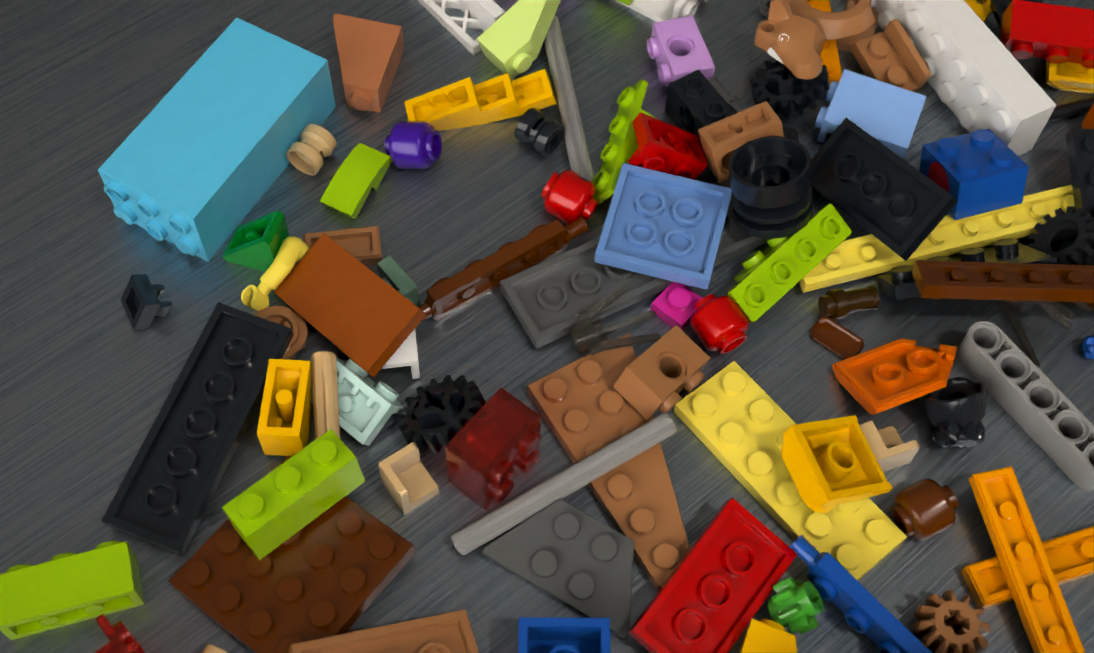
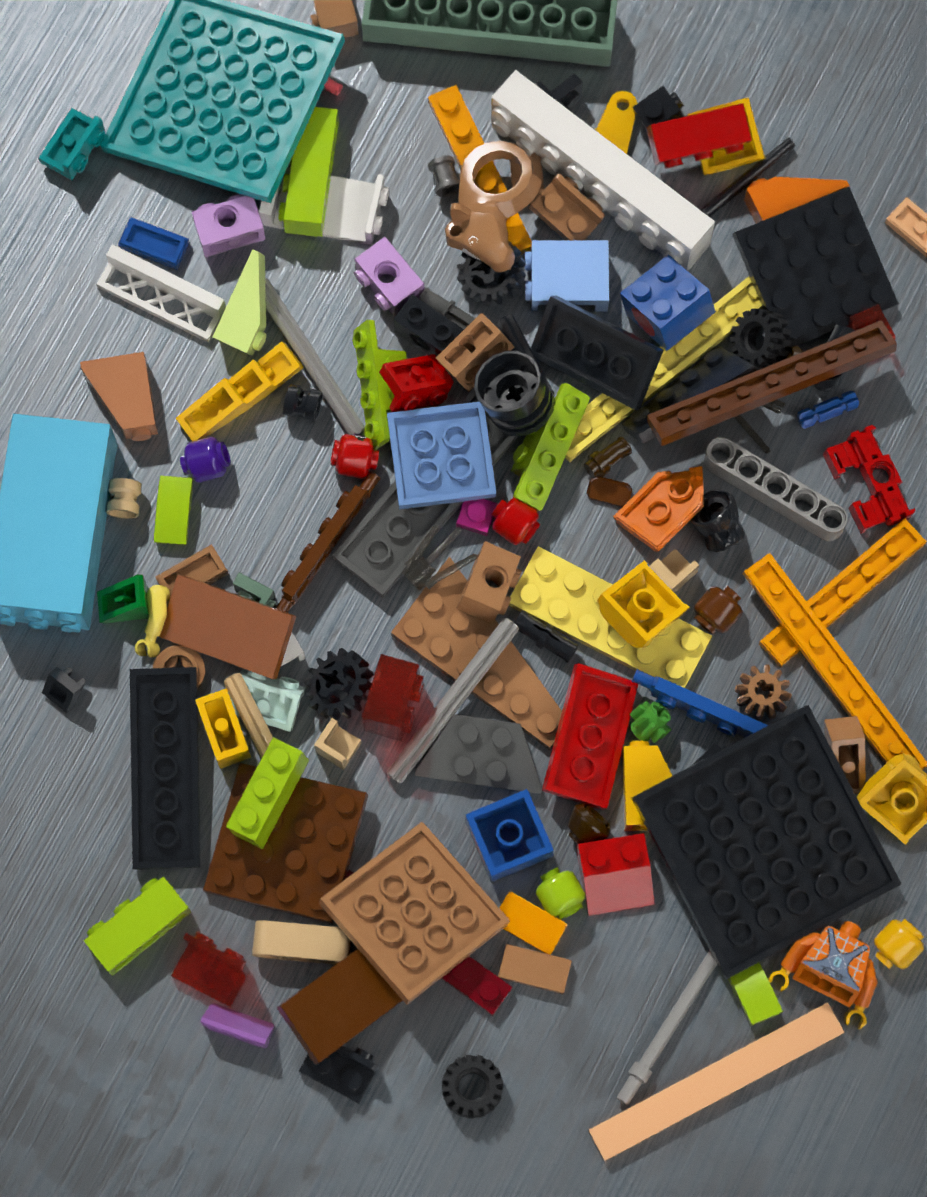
camera: 20 degrees left, 15 degrees up
(704, 459) = (546, 636): none -> black pin

